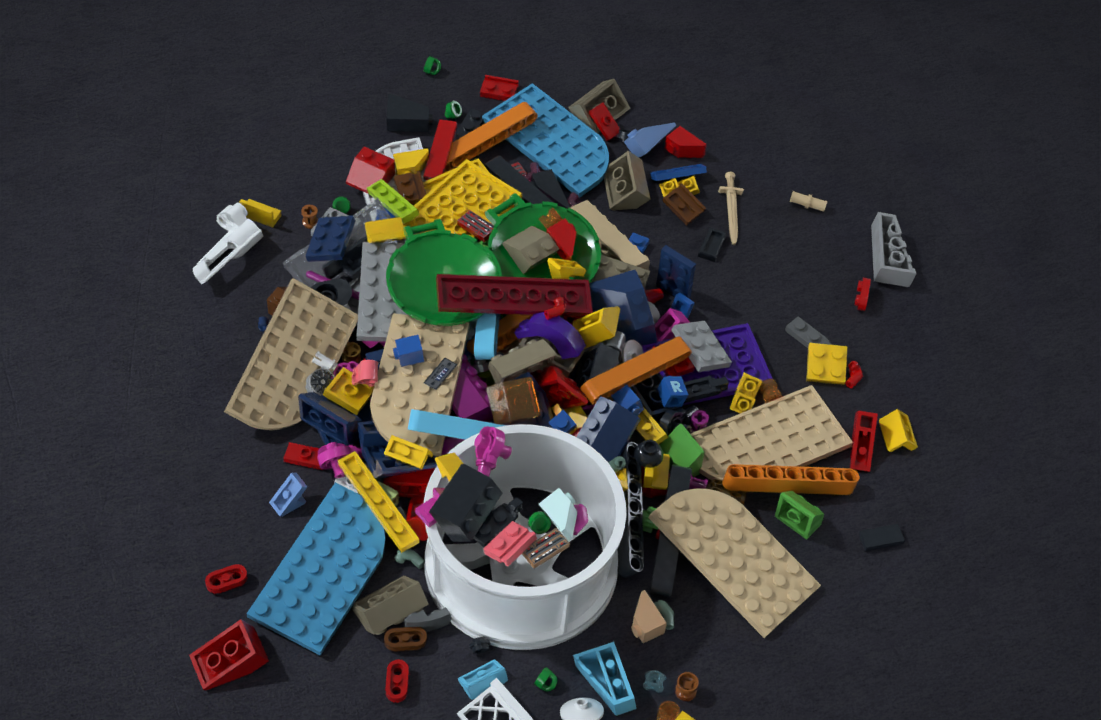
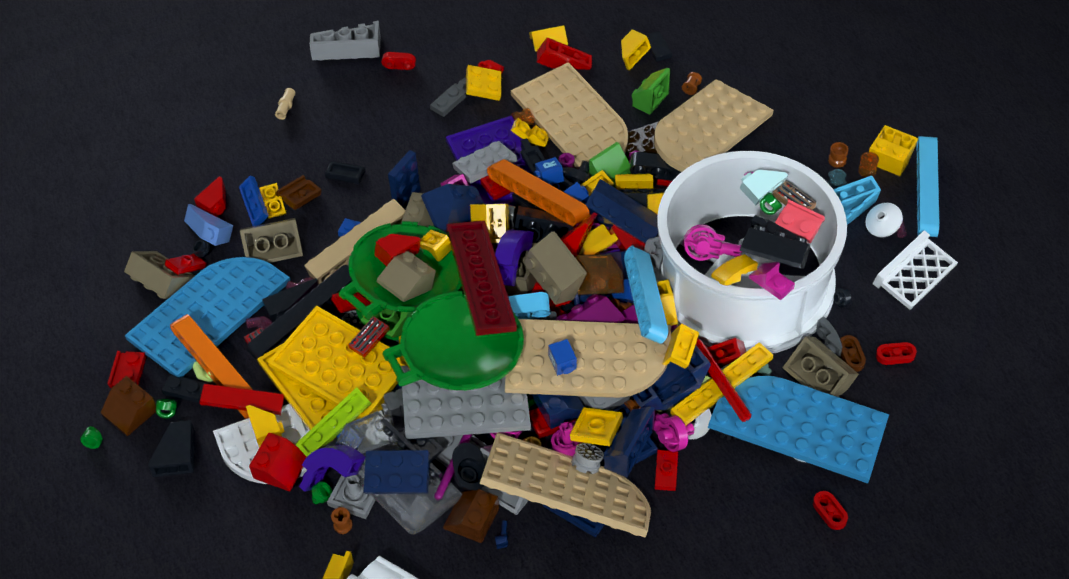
camera: 90 degrees left, 0 degrees up
(229, 656) = (915, 489): red slope -> none
(289, 495) = (722, 471): medium blue slope -> none
(326, 363) = (565, 451): white pin -> none
(353, 200) = (340, 457): none -> dark purple arch
(365, 373) = (585, 403): coral piece -> none
(375, 494) = (725, 386): none -> red axle
(385, 230) = (392, 412): yellow panel -> none
(410, 187) = (305, 414): reddish brown plate -> none
(440, 373) = (580, 332): sticker -> none
(459, 87) = (128, 406): none -> reddish brown slope
(479, 679) = (870, 294): medium azure slope -> none
(543, 677) = (860, 248): green tile -> none
(551, 218) = (373, 258): clear orange wheel -> none
(557, 310) = (493, 237): red arm -> none
(562, 422) = (611, 241): blue plate -> none
(617, 463) = (648, 202): sand green arm -> none
(648, 454) = (629, 177): black piece -> none
(682, 304) = (430, 182): blue plate -> none
(731, 193) = (292, 160): tan sword -> none
(790, 478) = (621, 96): orange beam -> none
(814, 559) = (692, 83): none -> dark orange bush
(871, 506) = (634, 47): none -> yellow slope

